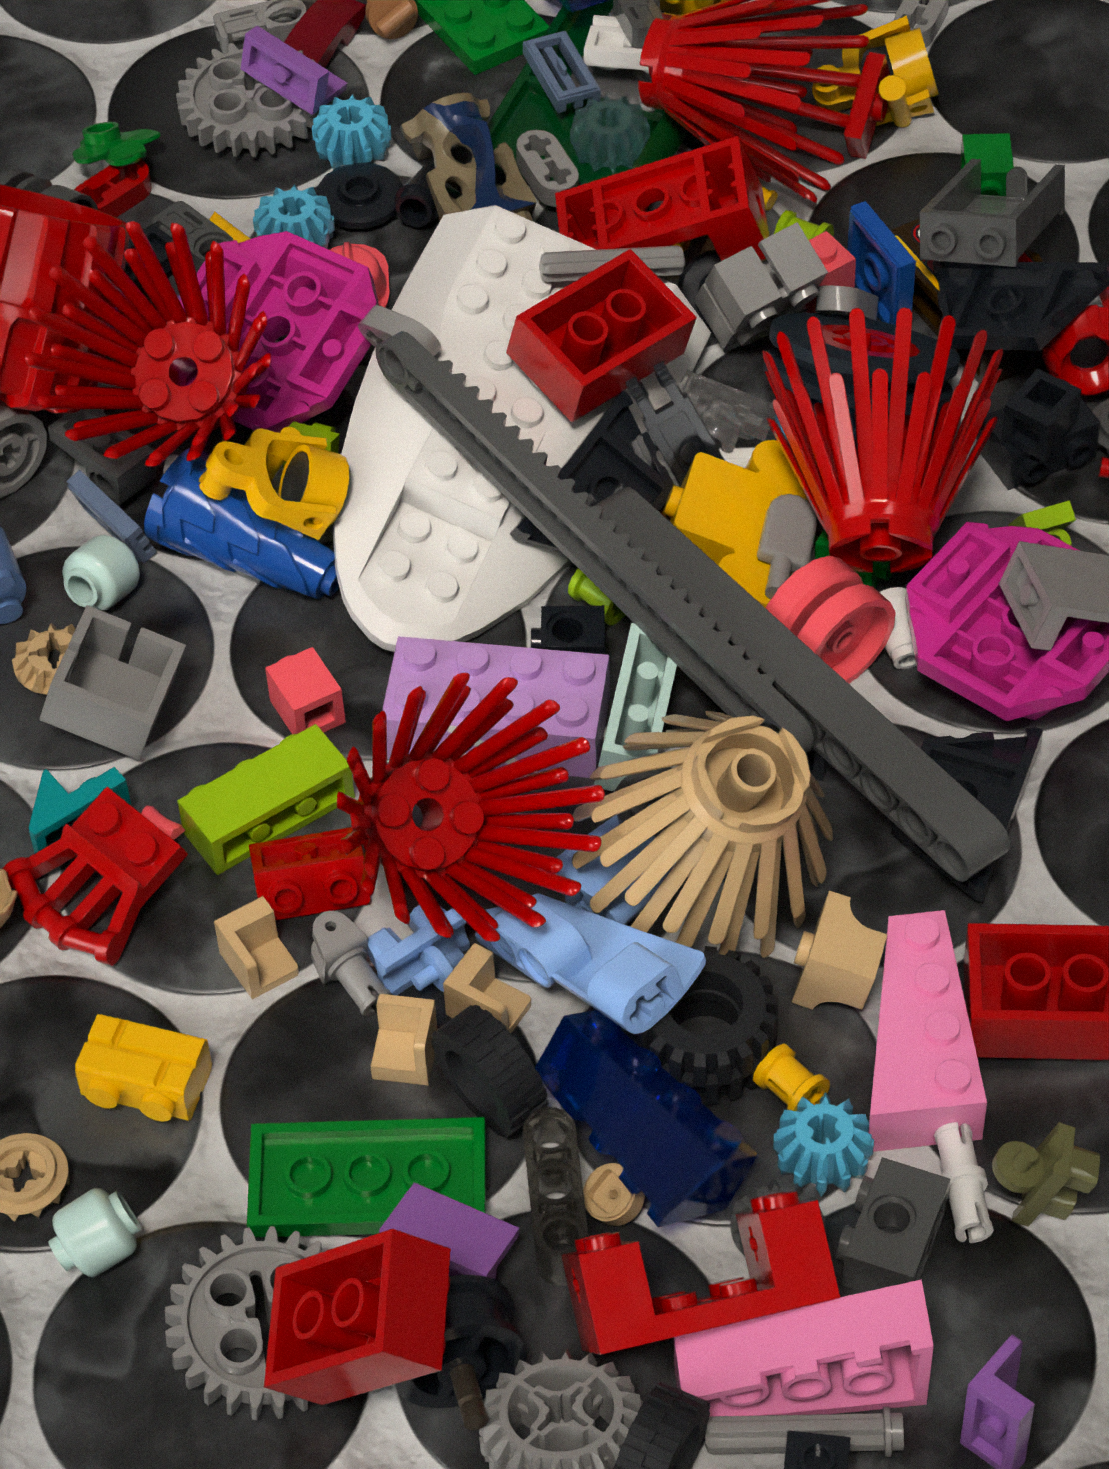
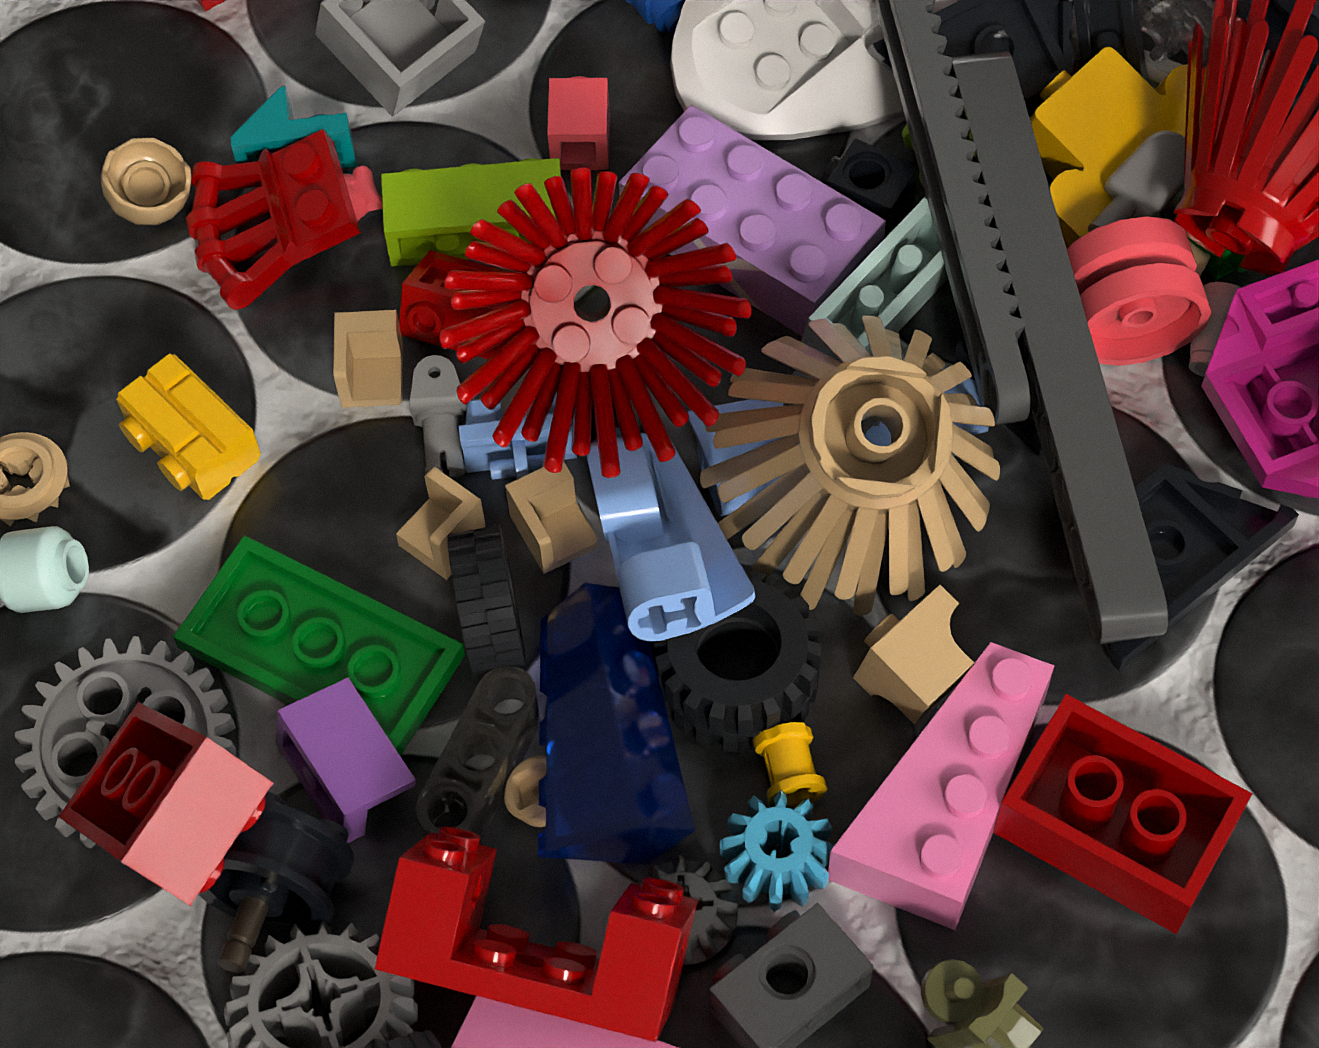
camera: 30 degrees right, 10 degrees up
(966, 1182) = (897, 971): white pin -> none

